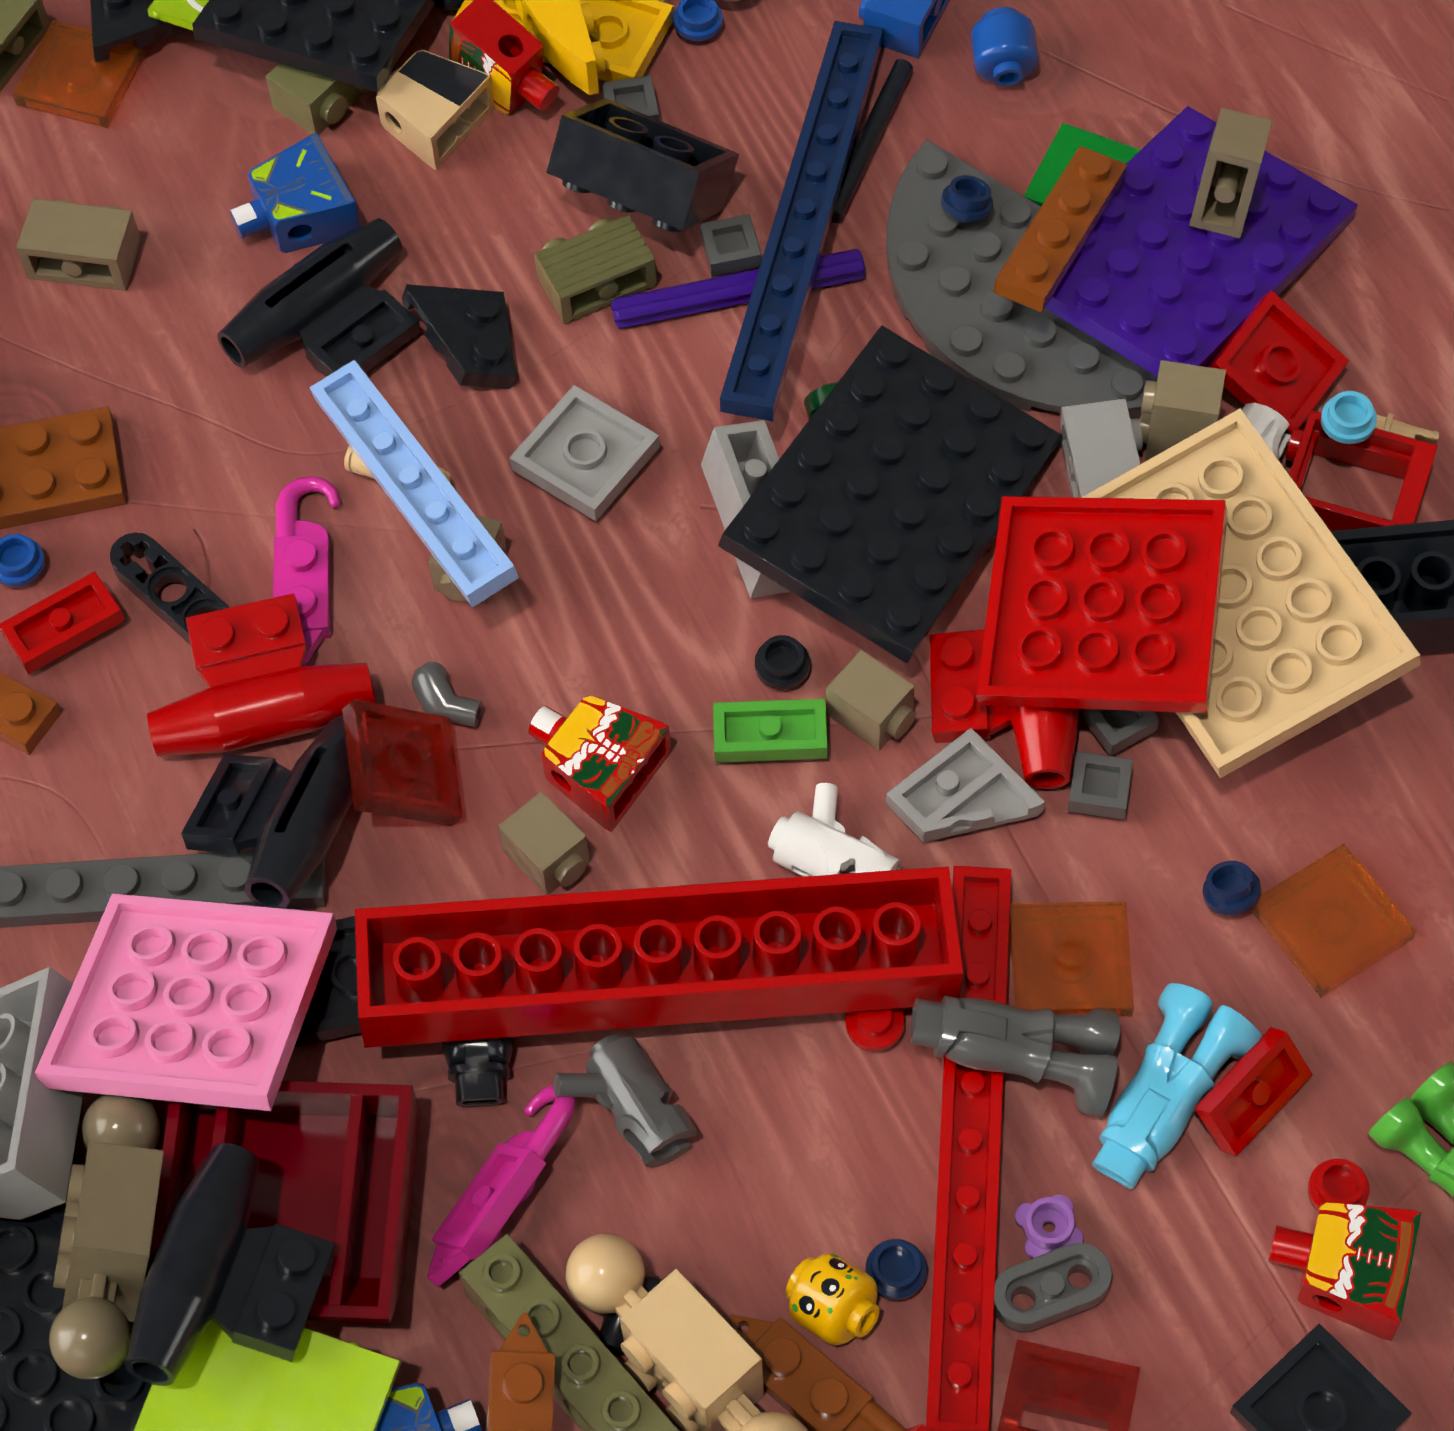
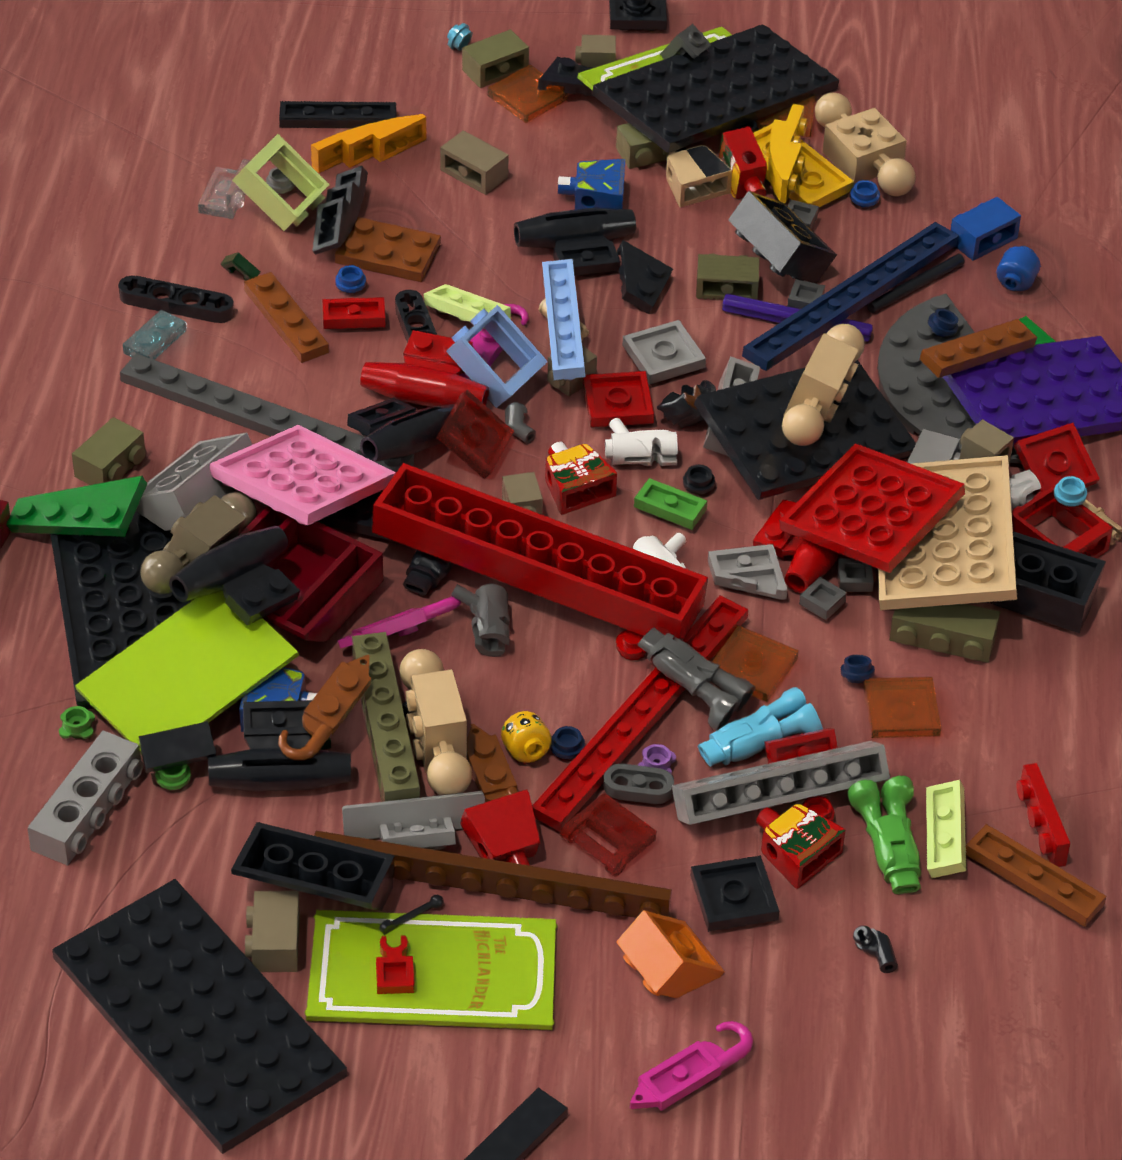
camera: 25 degrees right, 15 degrees down
(238, 524) = (460, 302): none -> yellowish green plate
(394, 575) = (512, 342): none -> light blue window
(573, 576) = (618, 396): none -> red plate
(656, 655) = (640, 446): none -> white piece
(685, 532) = (681, 407): none -> black hair
(871, 701) = (730, 512): dark tan brick -> none
(901, 422) = (822, 384): none -> tan brick
(1230, 172) = (1085, 357): dark tan brick -> none
(1264, 1174) = (779, 782): none -> light grey brick
(1347, 744) = (948, 629): none -> olive brick

